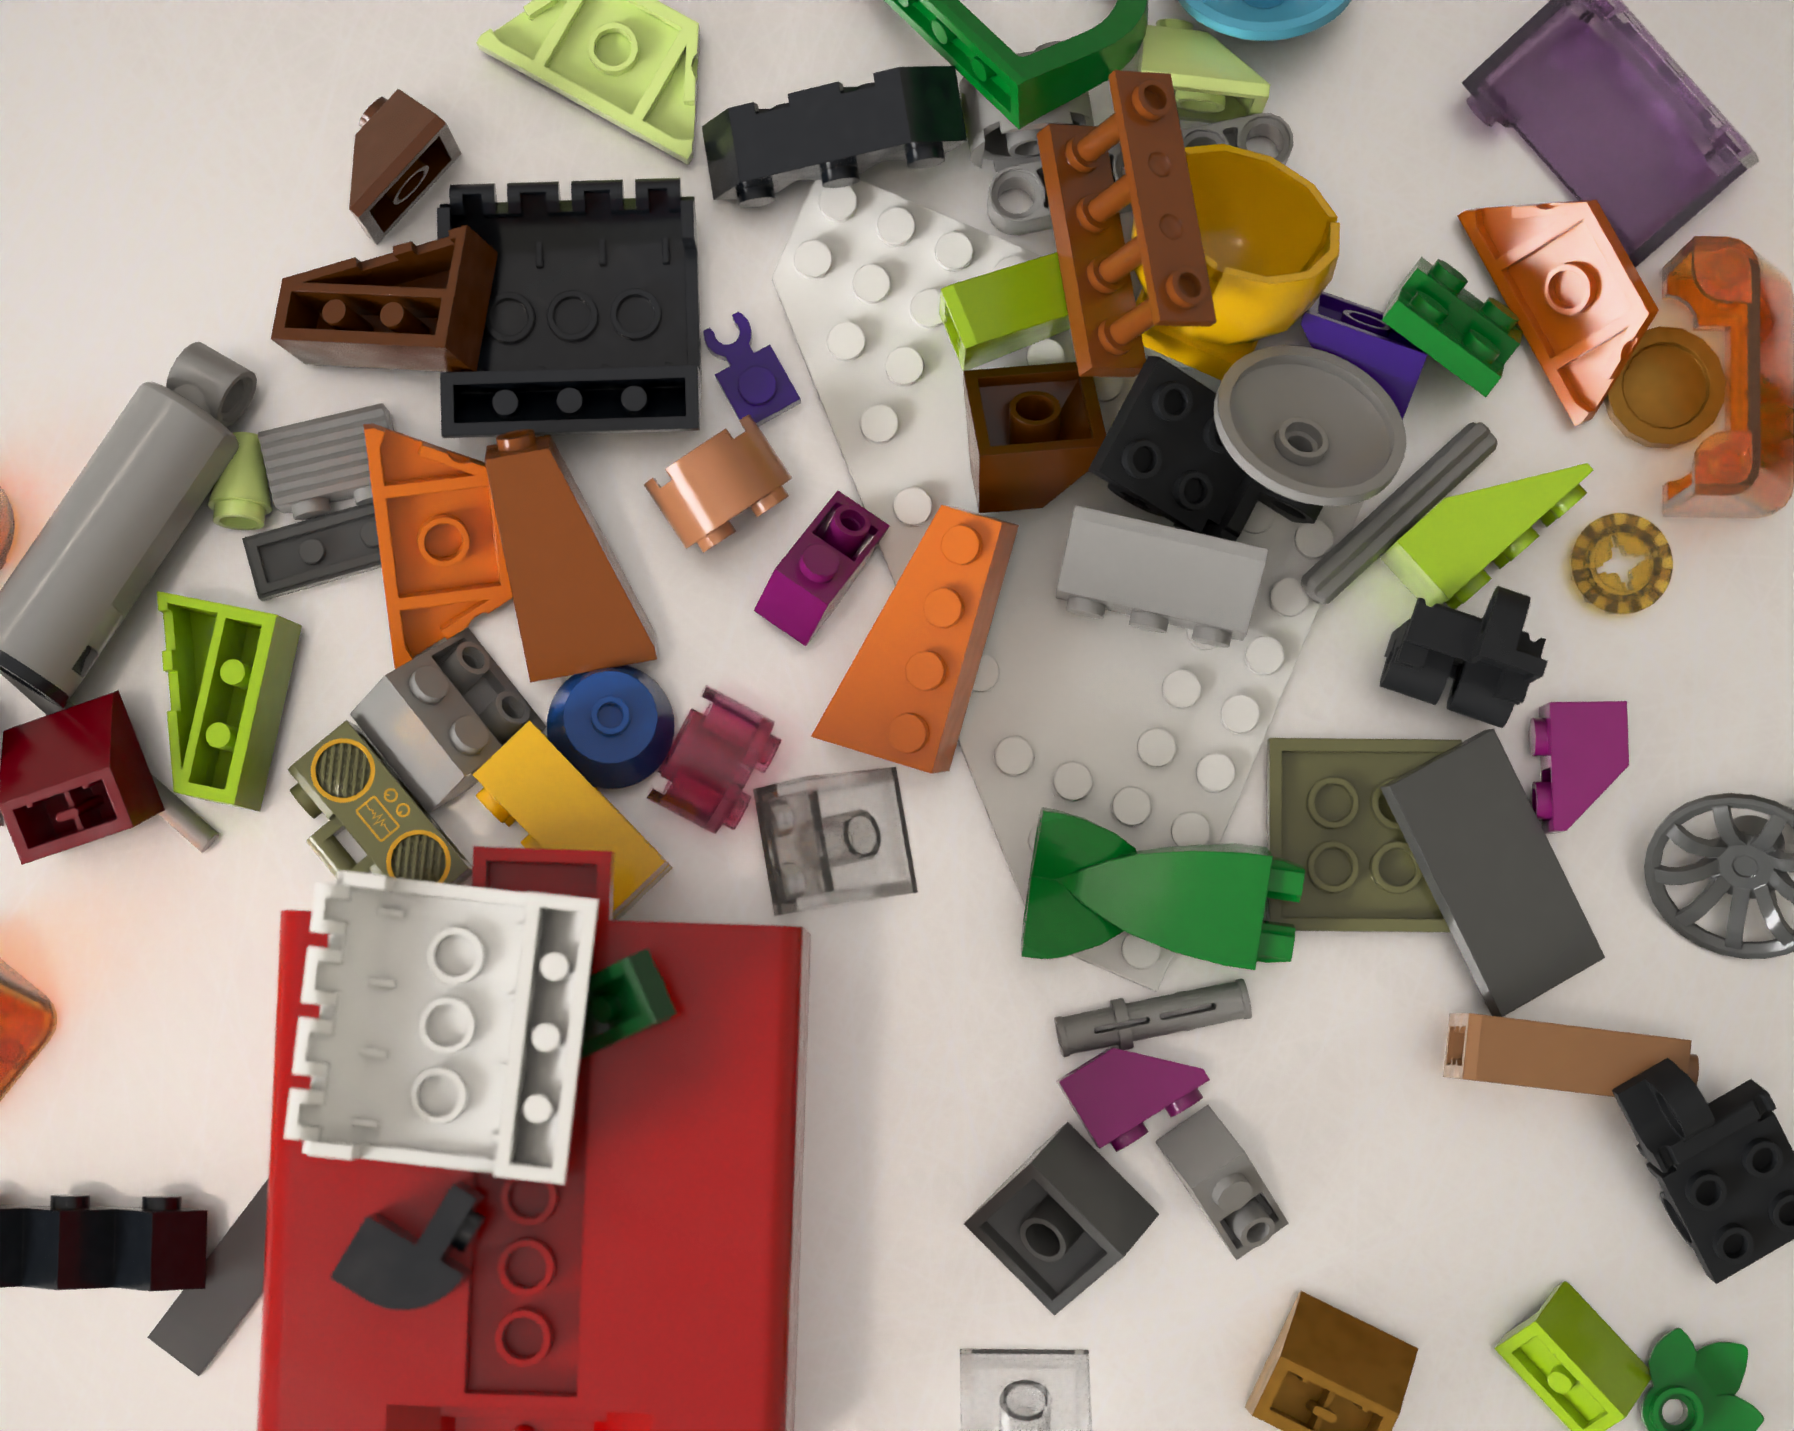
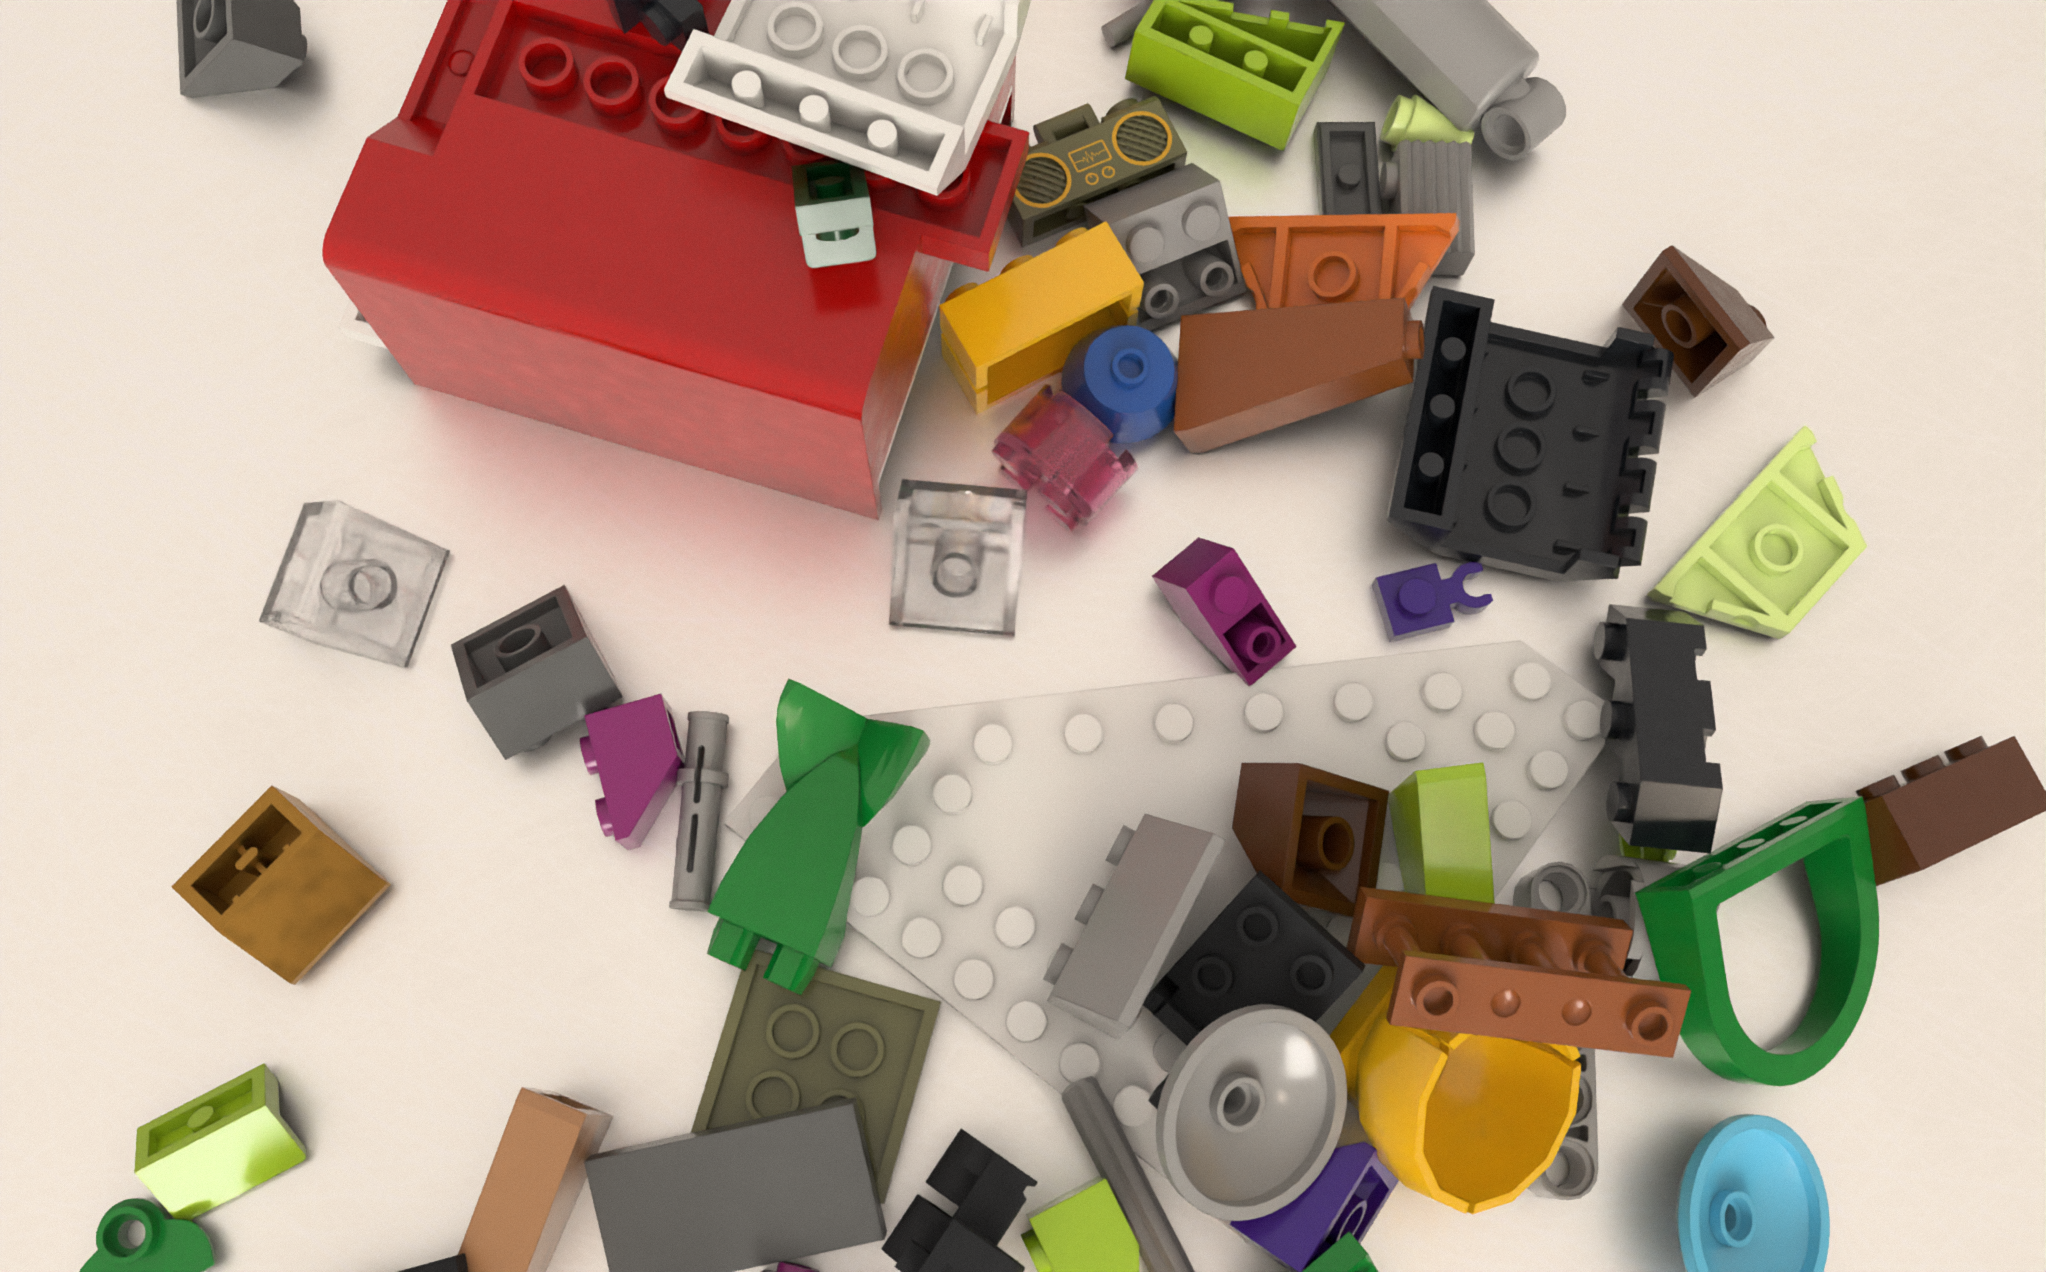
camera: 100 degrees right, 10 degrees down
(392, 311) = (1563, 282): reddish brown wedge -> none
(719, 484) = (1329, 529): nougat brick -> none
(924, 651) = (1122, 678): orange wedge -> none
(1205, 74) = (1650, 1110): yellowish green slope -> none
(1222, 1182) = (517, 831): light grey slope -> none

